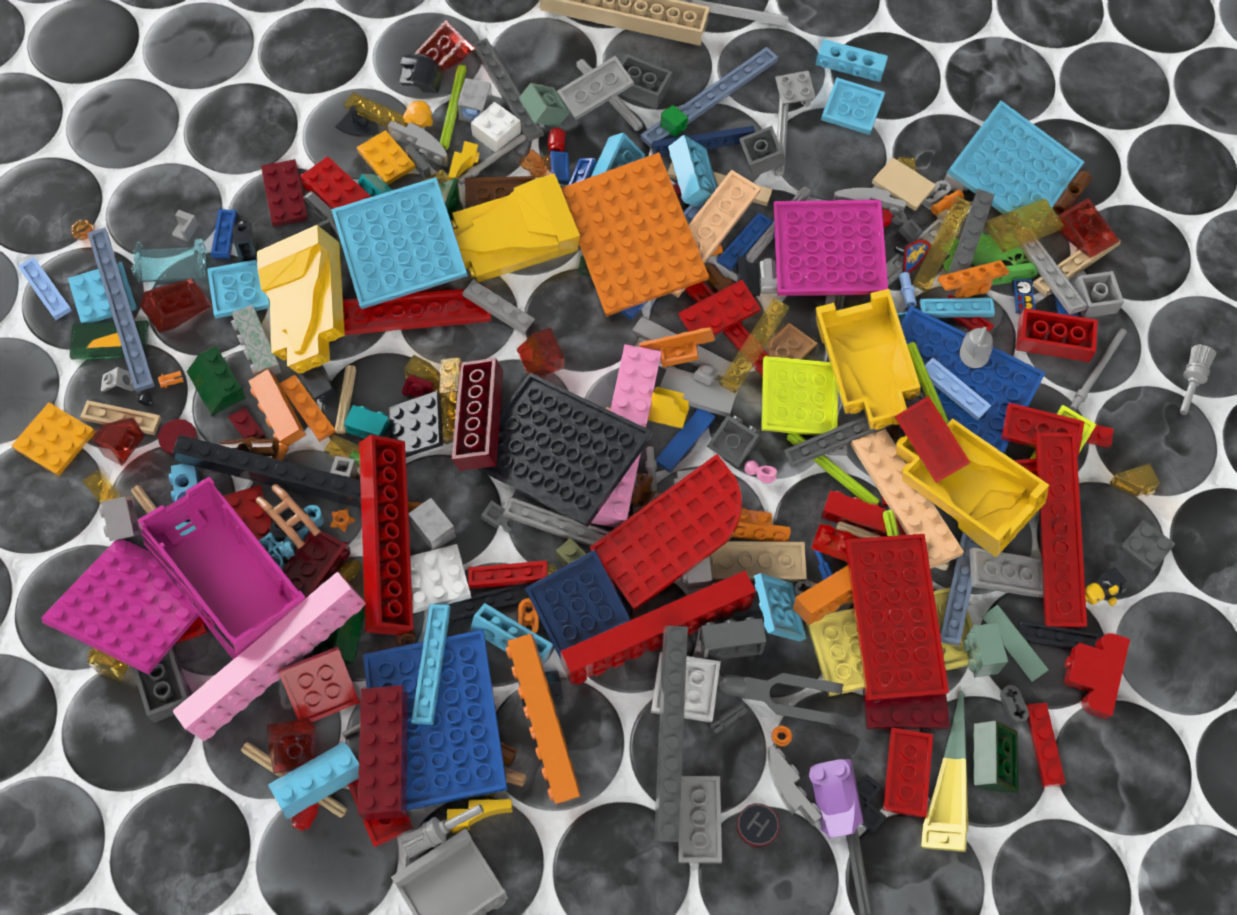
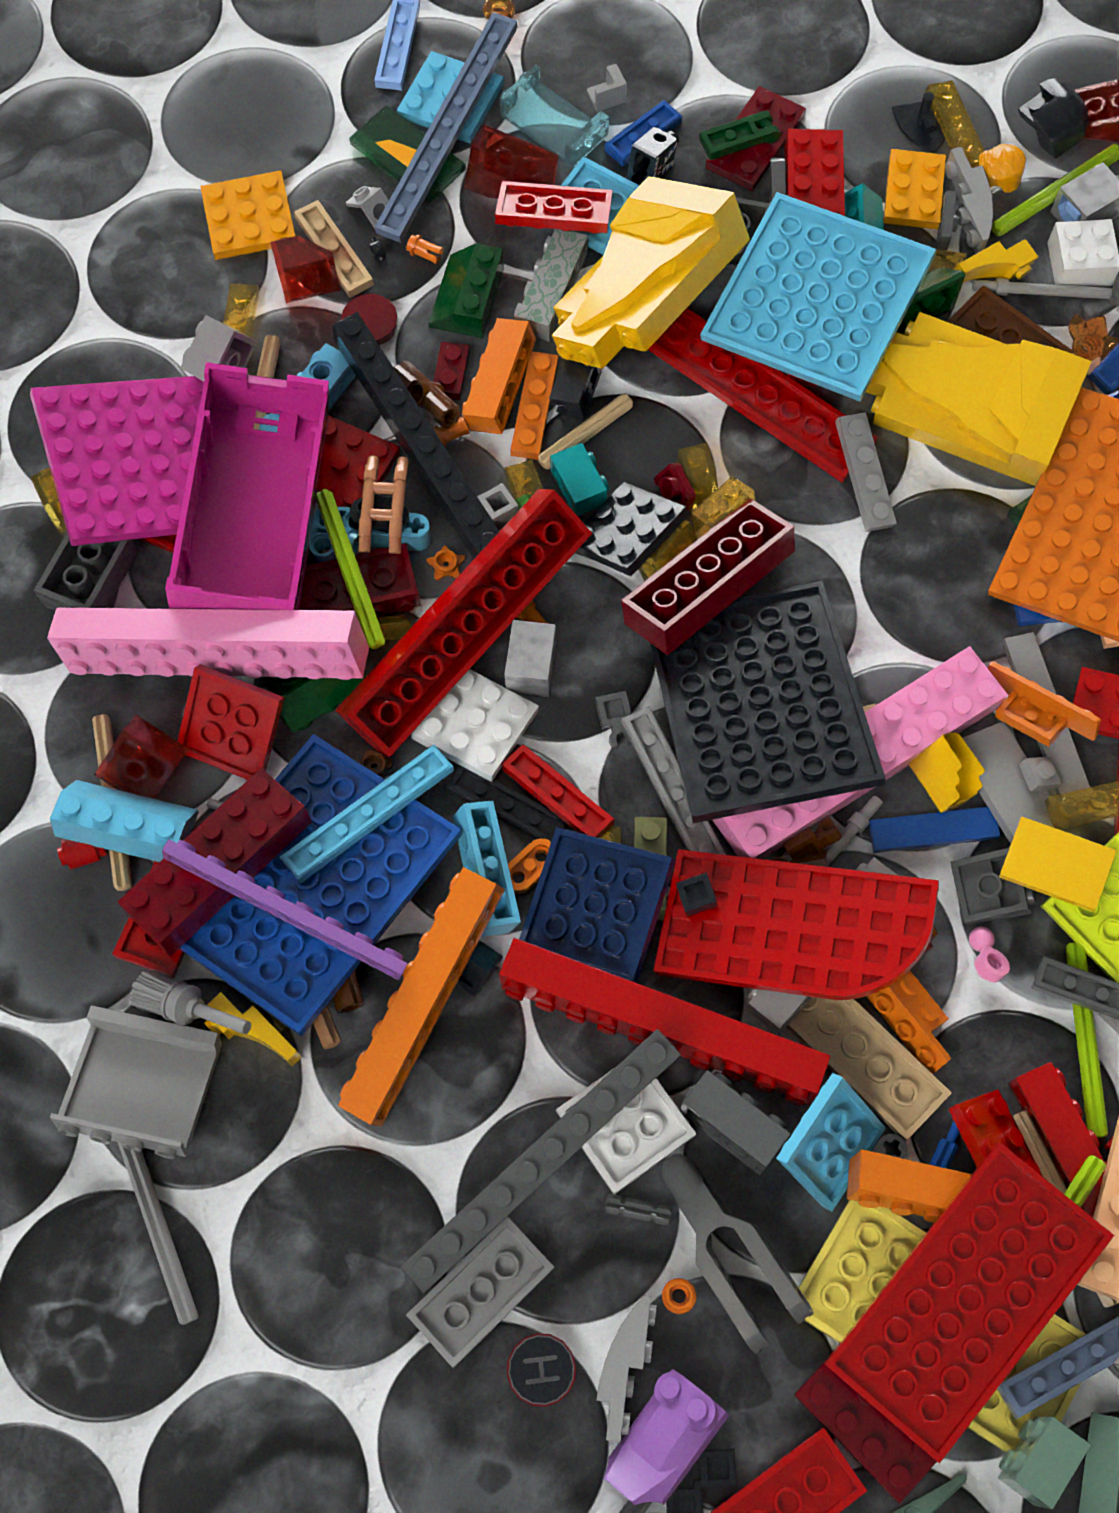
camera: 50 degrees right, 5 degrees up
(221, 304) = (553, 207): none -> red plate
(277, 197) = (739, 135): none -> dark green plate
(303, 559) = (350, 569): none -> lime axle
(439, 739) = (273, 902): none -> medium lavender plate
(541, 354) = (860, 572): clear red slope -> none
(619, 557) = (696, 894): none -> black plate
(753, 405) = (1057, 864): none -> yellow tile

